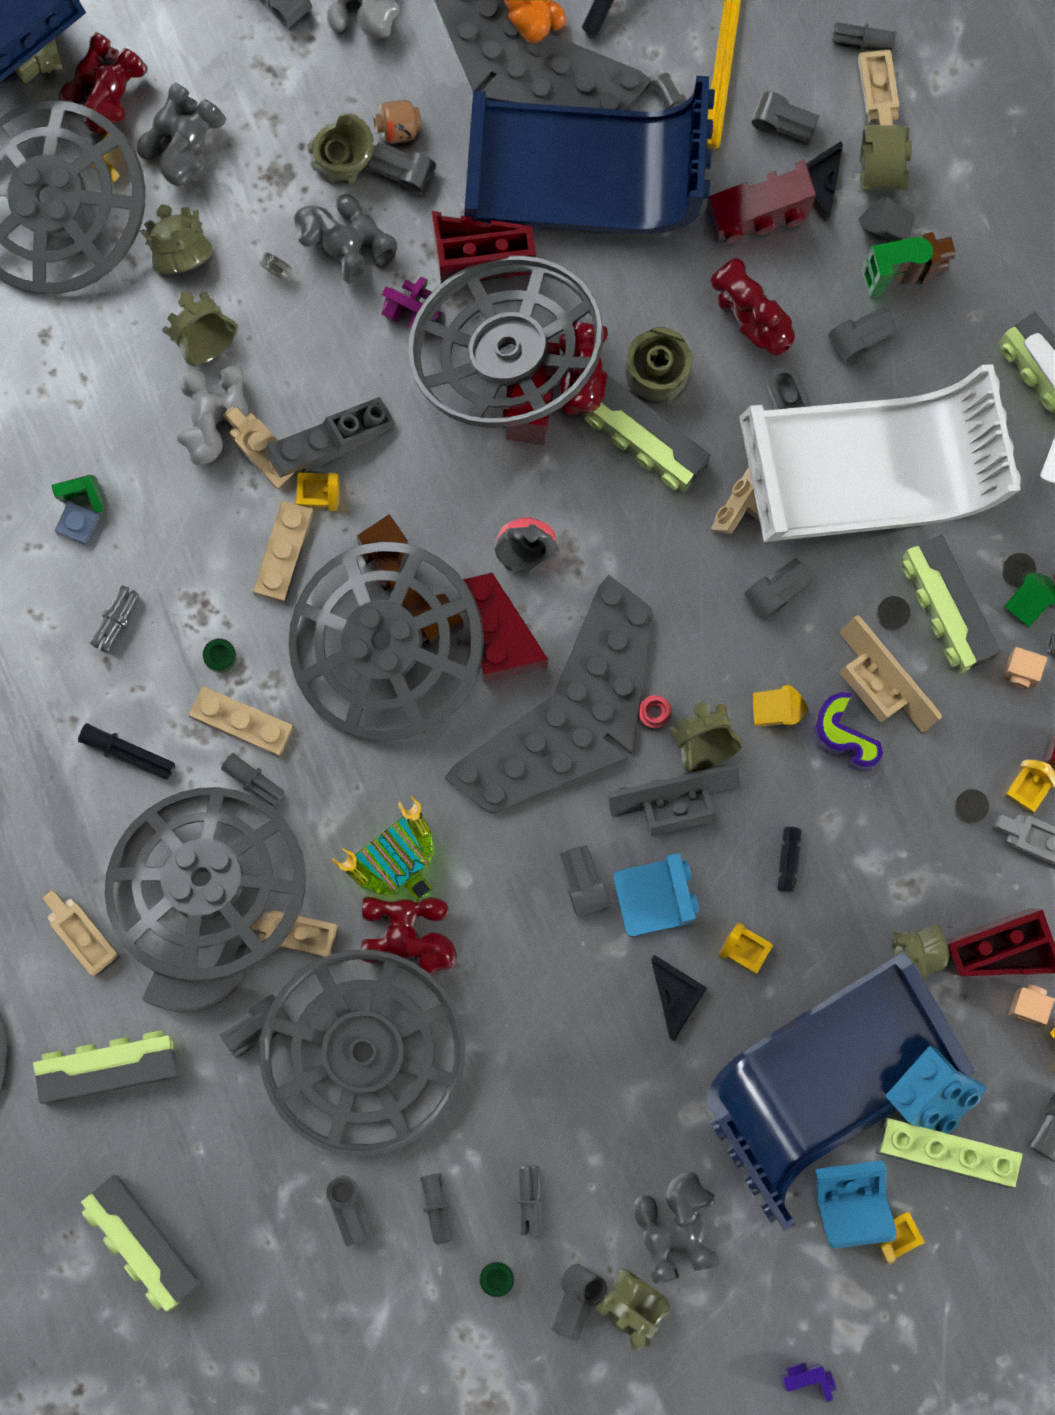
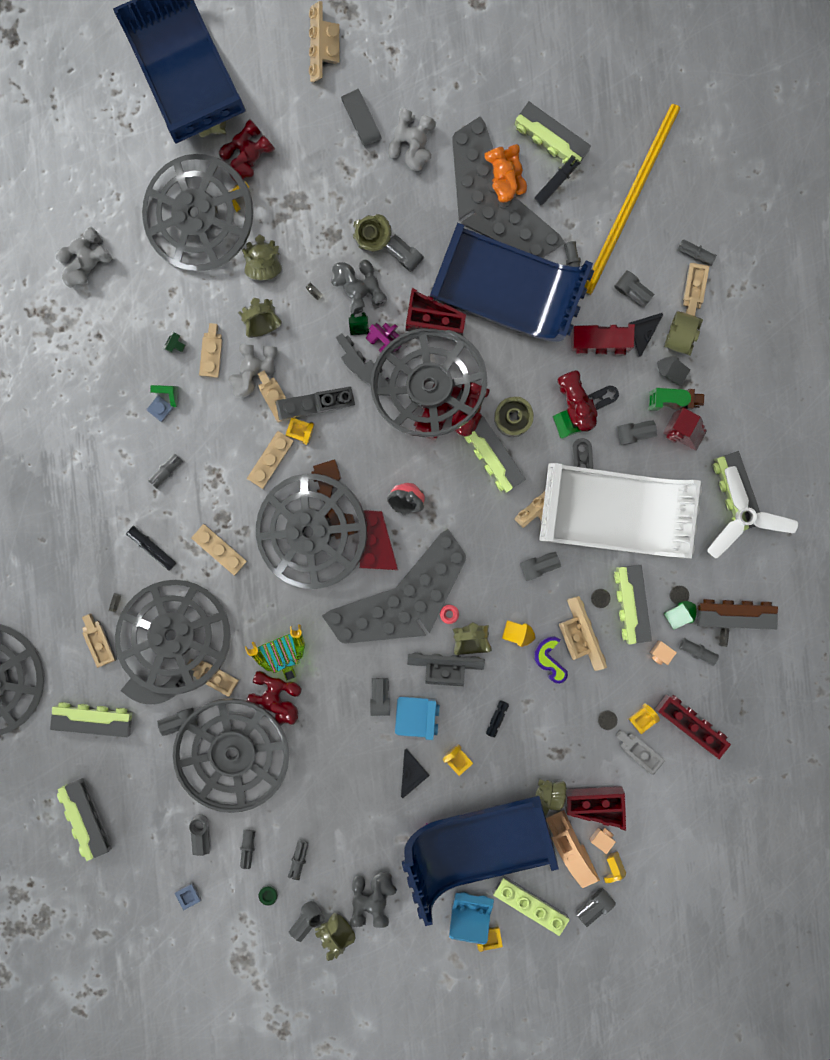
camera: 20 degrees right, 10 degrees up
(71, 412) = (173, 343): none -> dark green tile
(91, 859) = (115, 602): none -> clear smoke tile
(136, 411) = (211, 352): none -> tan hinge
(187, 134) = (286, 196): dark grey animal -> none
(219, 655) = (217, 508): dark green tile -> none
(252, 779) = (216, 585): dark grey axle -> none
(359, 1323) = (187, 896): none -> sand blue plate
(363, 297) = (358, 325): none -> dark green tile
(377, 359) = (355, 362): none -> dark grey slope
(397, 121) = (409, 224): medium nougat head -> none
(744, 355) = (564, 424): none -> green tile
(784, 293) = (604, 402): none -> black beam
(801, 1376) = (413, 996): dark purple bracket -> none
(935, 1093) = (532, 872): dark azure bracket -> none
(939, 299) = (685, 428): none -> dark red wedge
(987, 1039) = (571, 851): none -> light nougat slope

